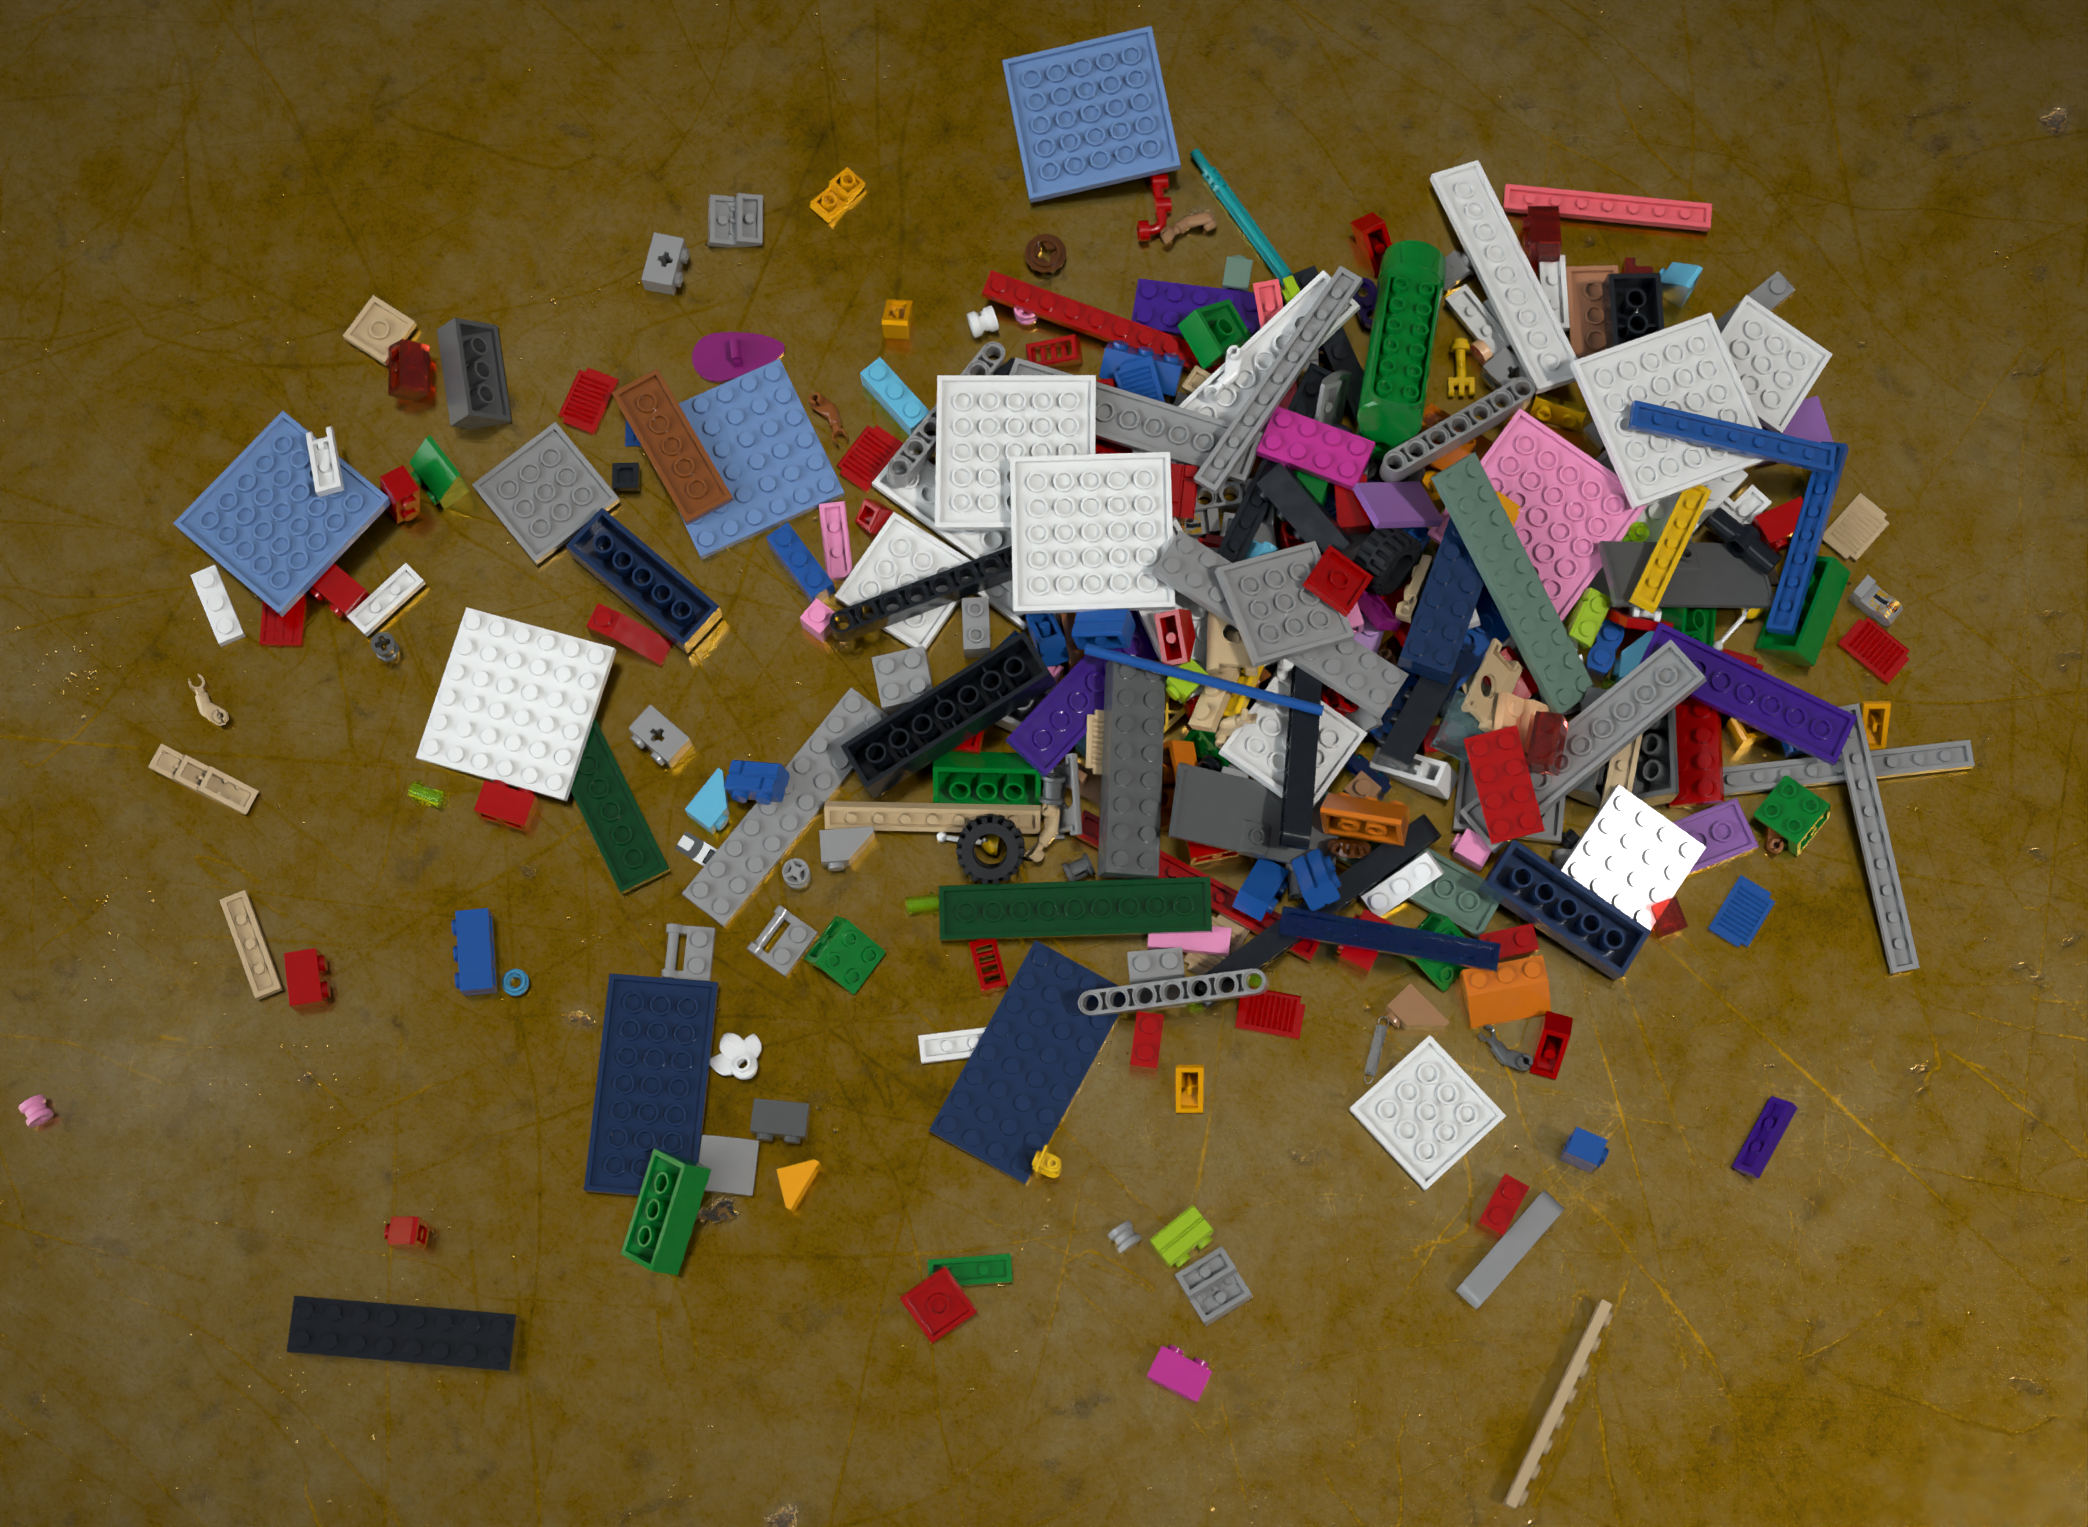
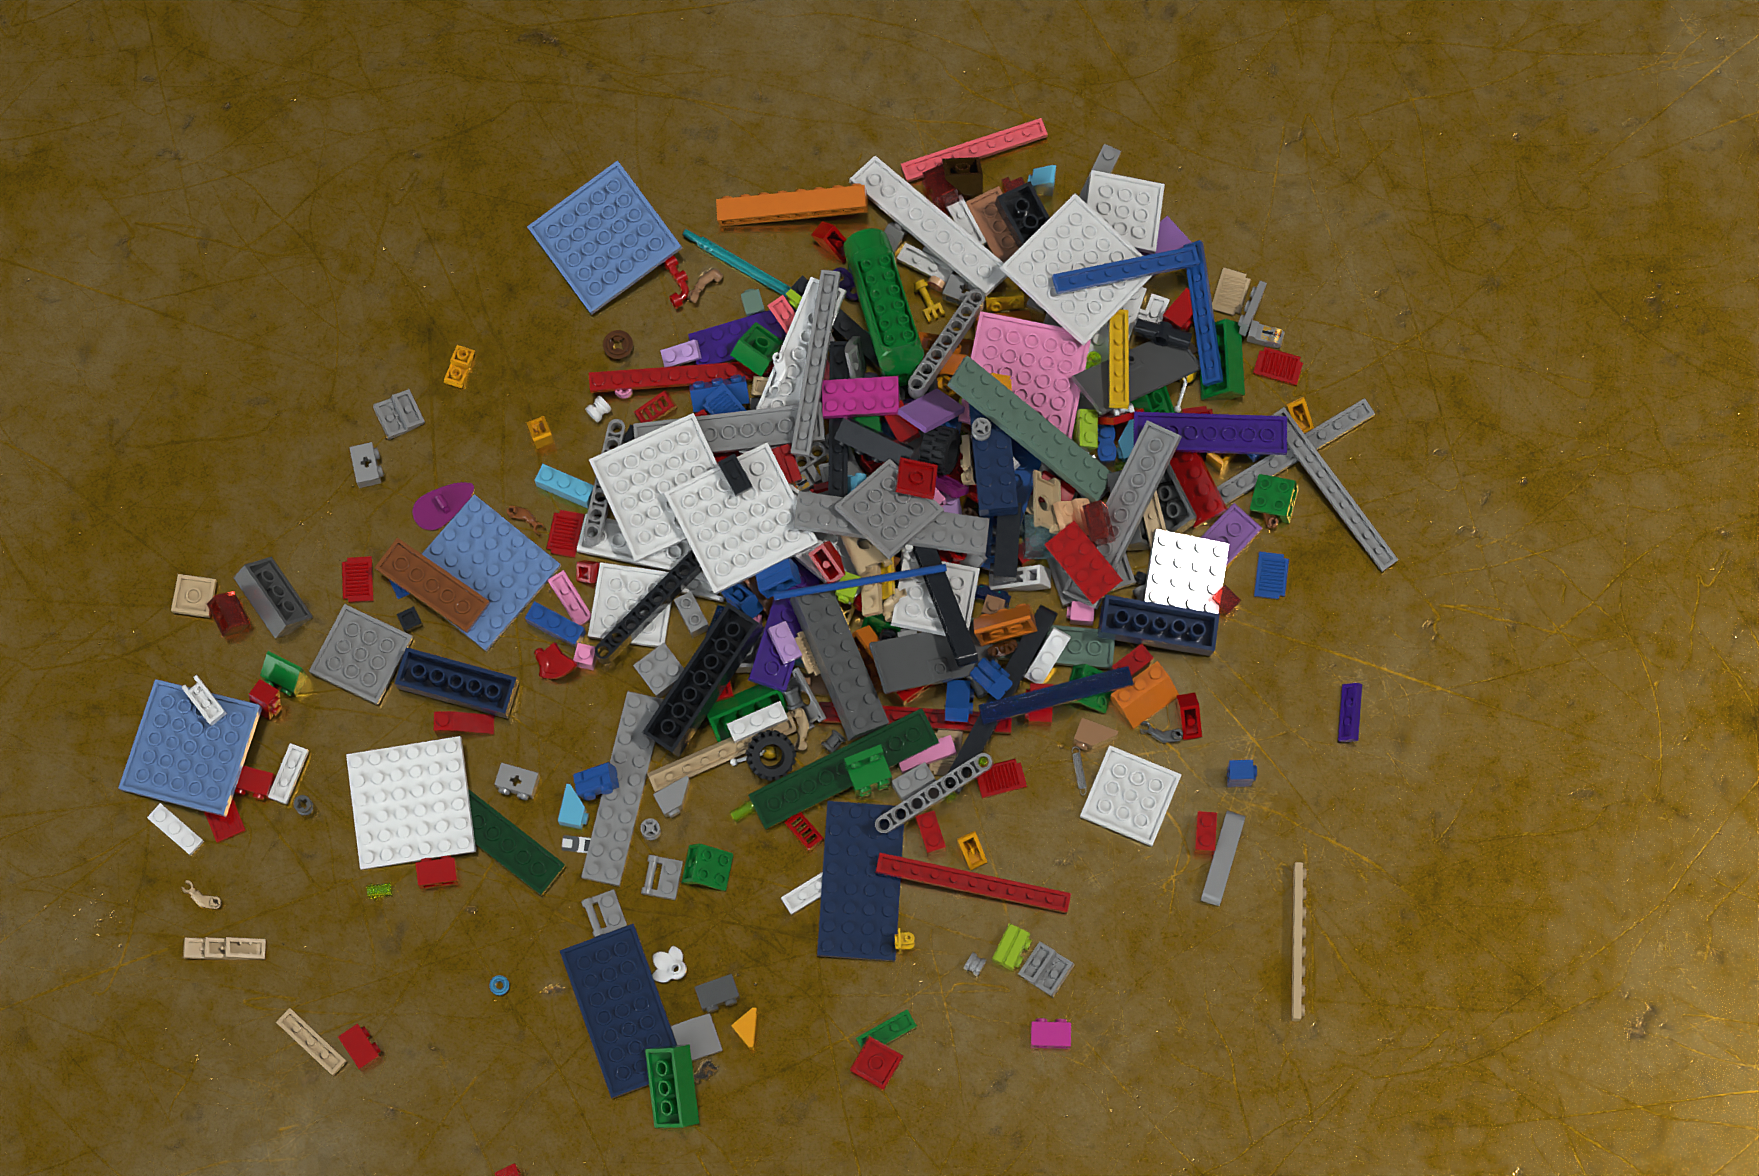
camera: 25 degrees left, 0 degrees up
(474, 952) = (463, 978): blue brick -> none
(775, 609) = (553, 662): none -> red arm
(993, 799) = (757, 722): none -> white plate
(1073, 714) = (784, 642): none -> lavender plate
(1103, 926) = (868, 771): none -> green bracket
(1109, 474) = (735, 475): none -> black plate
(1118, 298) = (681, 354): none -> lavender plate
(1172, 1131) = (973, 882): none -> red plate
(1344, 175) = (792, 205): none -> orange brick
(1454, 550) = (983, 425): none -> light grey wheel
(1580, 231) = (964, 174): none -> dark brown slope
(1874, 558) = (1251, 307): none -> light grey plate

